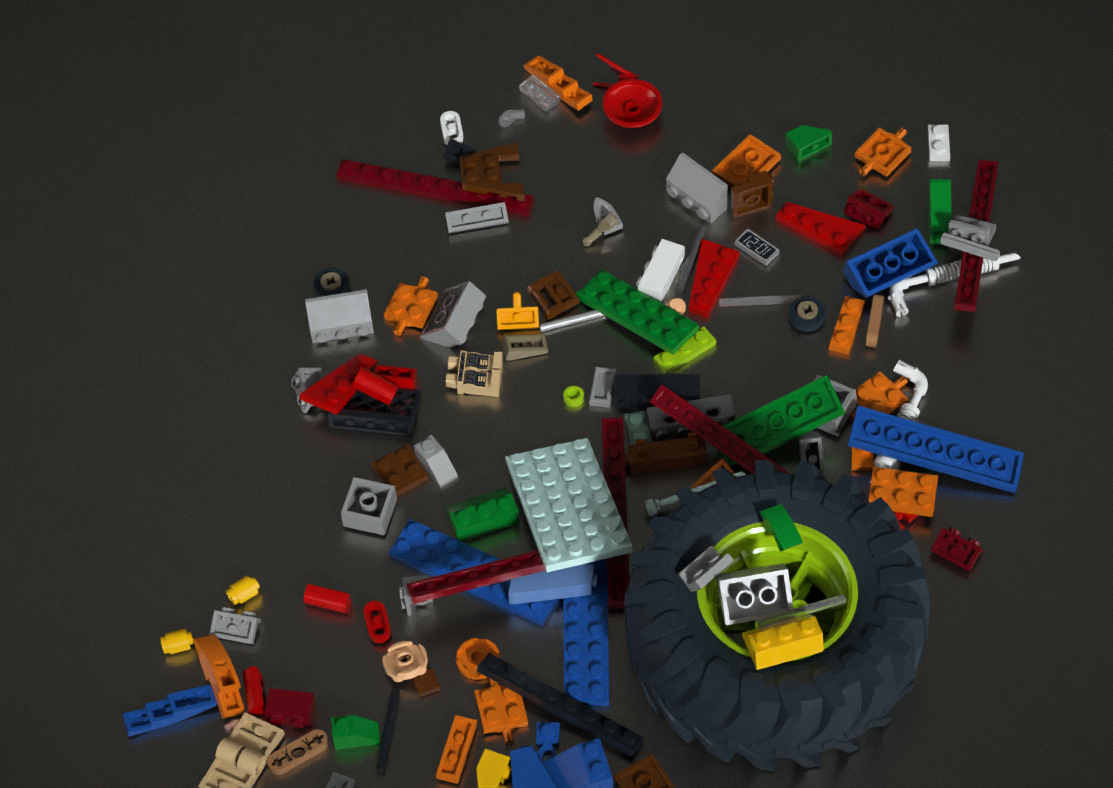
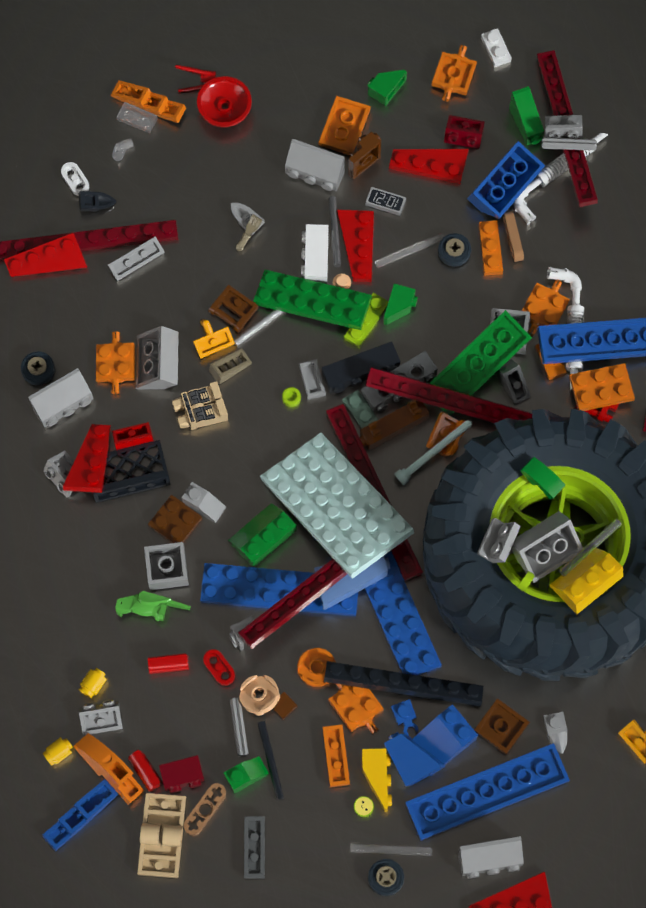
camera: 25 degrees left, 15 degrees up
(333, 536) = (147, 605): none -> bright green animal
(370, 686) = (239, 728): none -> light grey axle
(374, 385) = (122, 453): red brick -> none
(395, 189) = (49, 257): none -> red wing
(482, 172) = (123, 215): reddish brown wing -> none
(716, 616) = (526, 581): none -> lime tile
(725, 344) = (400, 303): none -> green slope

